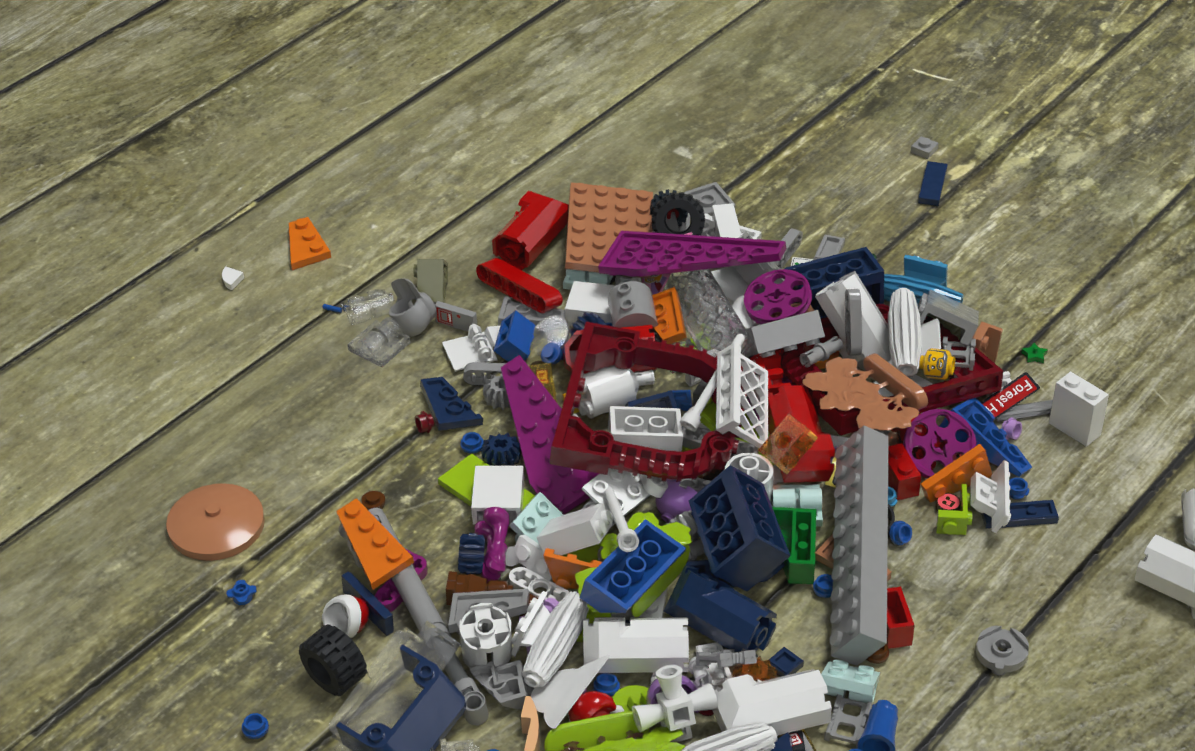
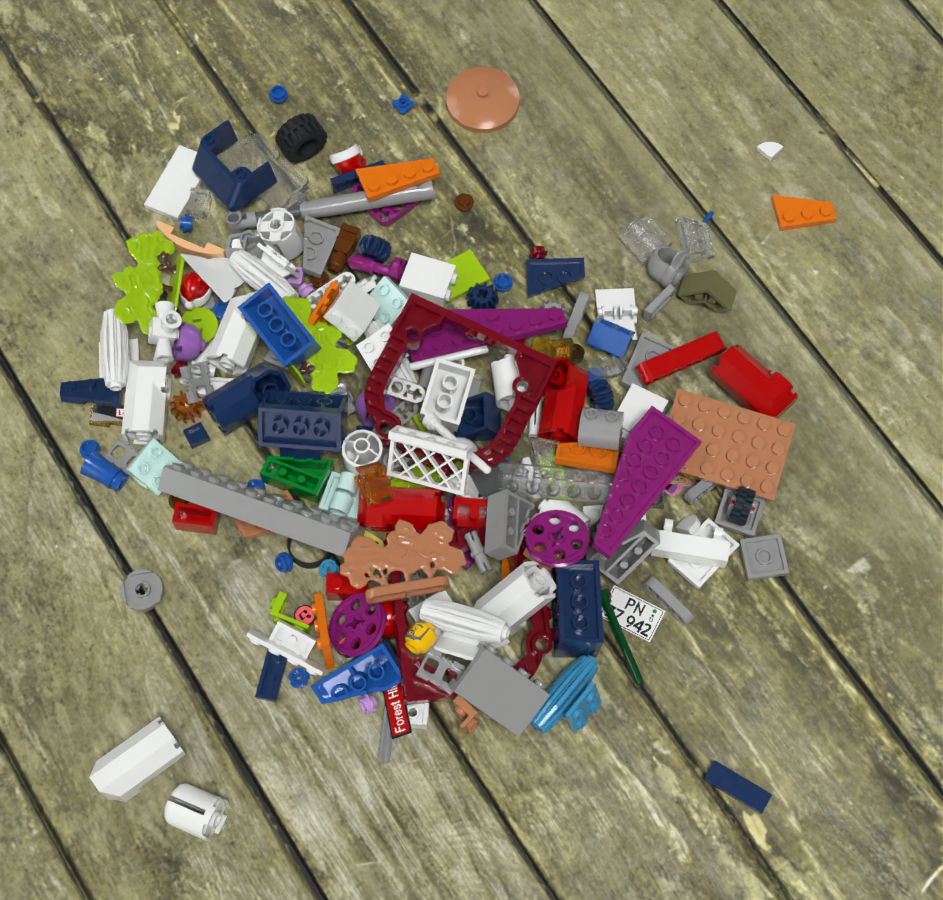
camera: 105 degrees right, 25 degrees up
(551, 353) = (584, 361): blue plate -> none
(626, 538) = (293, 317): white piece -> none
(683, 201) = (712, 501): black tyre -> none
(829, 246) = (659, 644): light grey tile -> none
(853, 321) = (491, 581): light grey beam -> none
(924, 147) = (801, 804): light grey plate -> none
(1034, 353) = (459, 773): green piece -> none
(1078, 408) = (354, 759): white brick -> none

